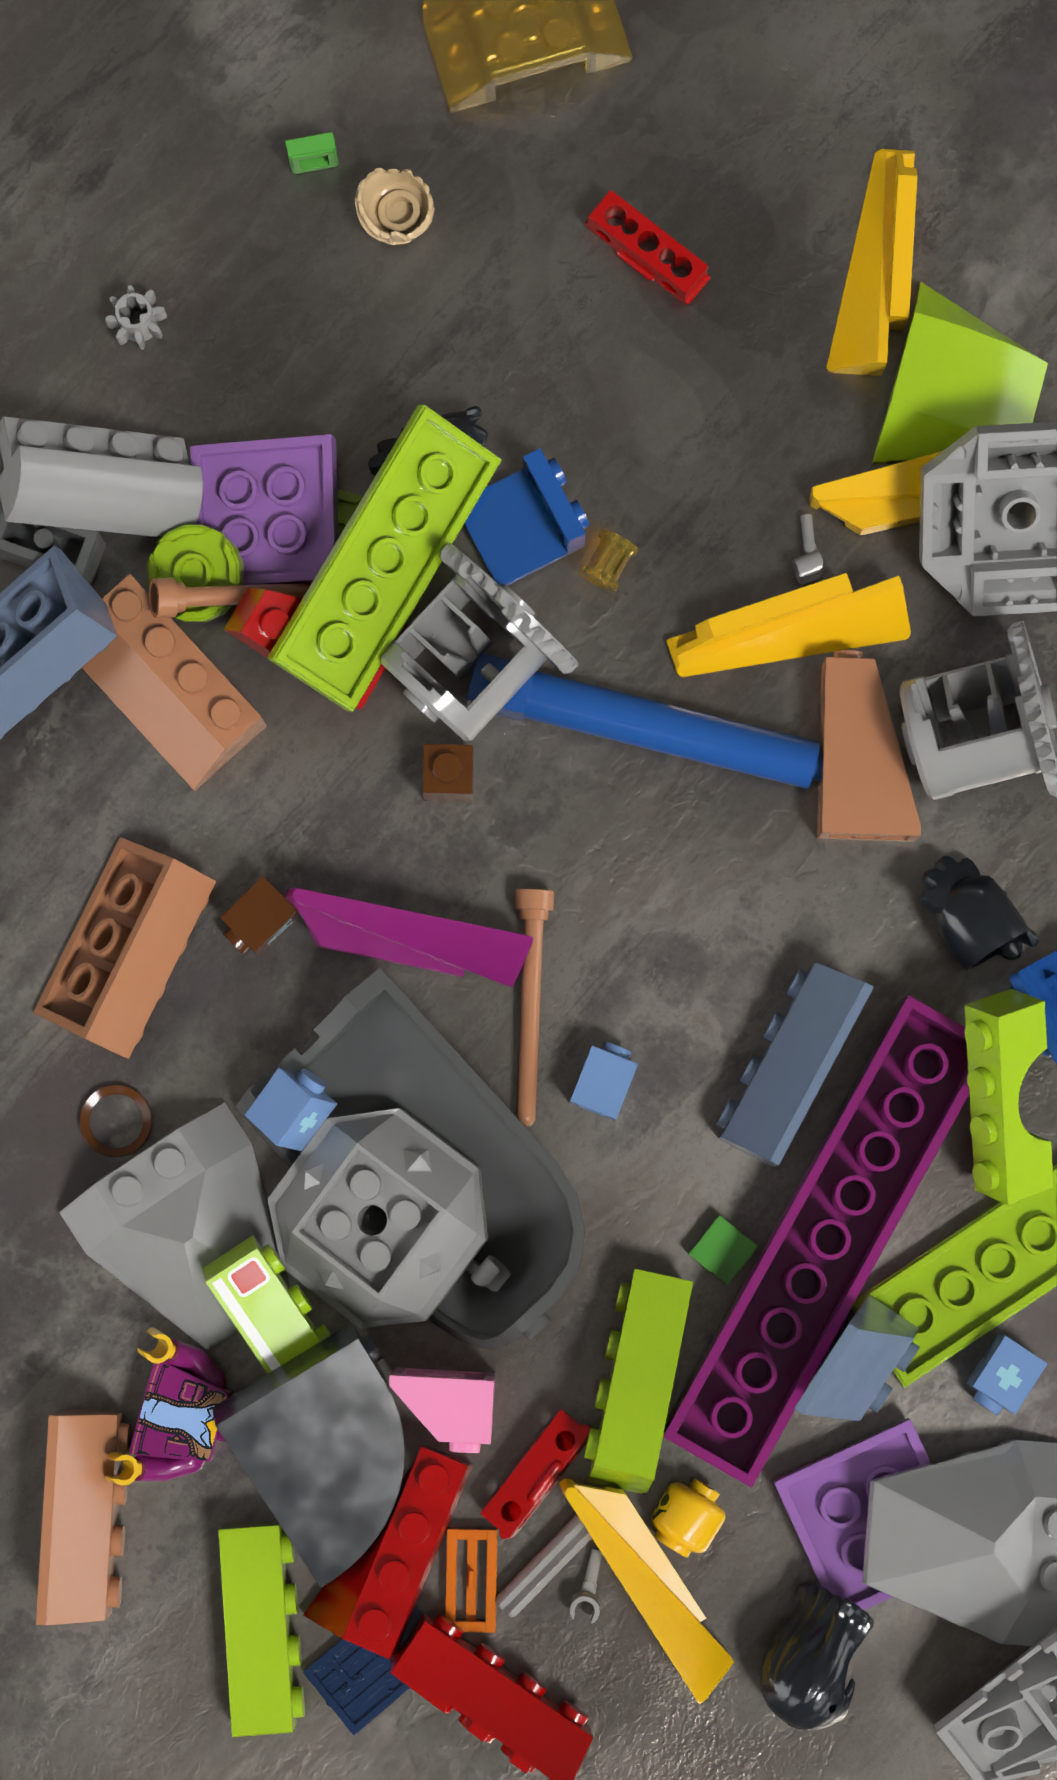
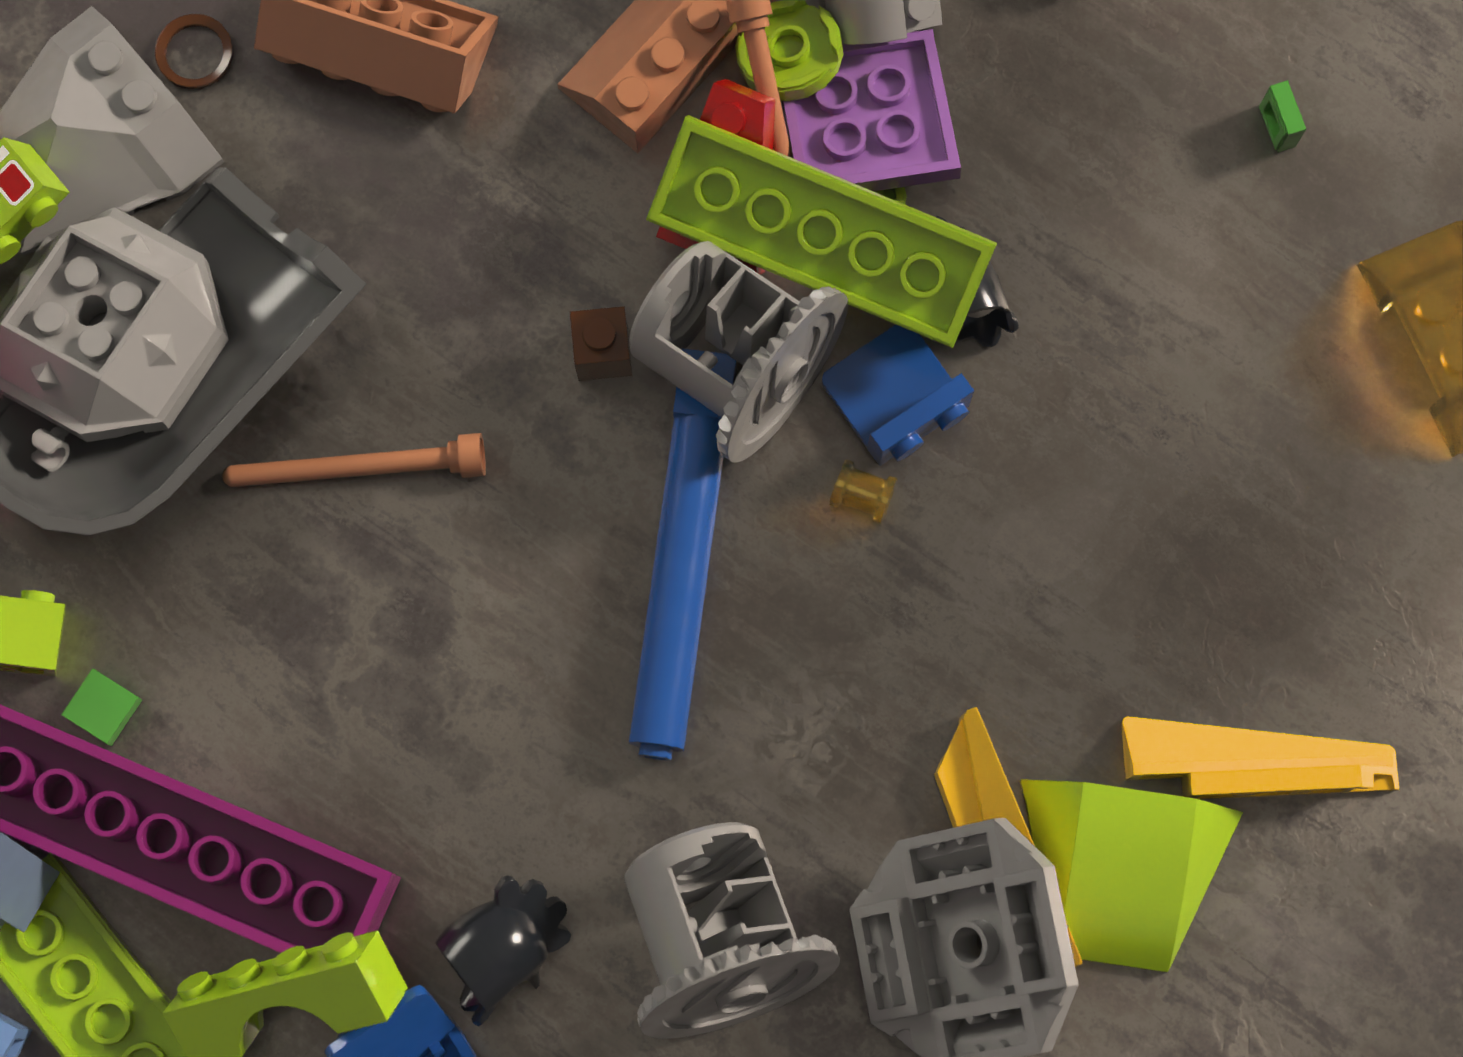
camera: 85 degrees right, 5 degrees down
(258, 918) = (421, 165): reddish brown brick -> none
(291, 1108) = (207, 213): medium blue brick -> none
(394, 205) = (1235, 209): tan hair -> none
(411, 937) = (412, 321): magenta wedge -> none
(604, 1080) = (275, 552): medium blue brick -> none
(645, 262) = (1216, 501): red piece -> none
(794, 1063) = (308, 756): sand blue slope -> none
(795, 625) = (816, 710): yellow wedge -> none
(808, 566) = (888, 718): light grey hand -> none
(863, 772) = (651, 796): nougat slope -> none

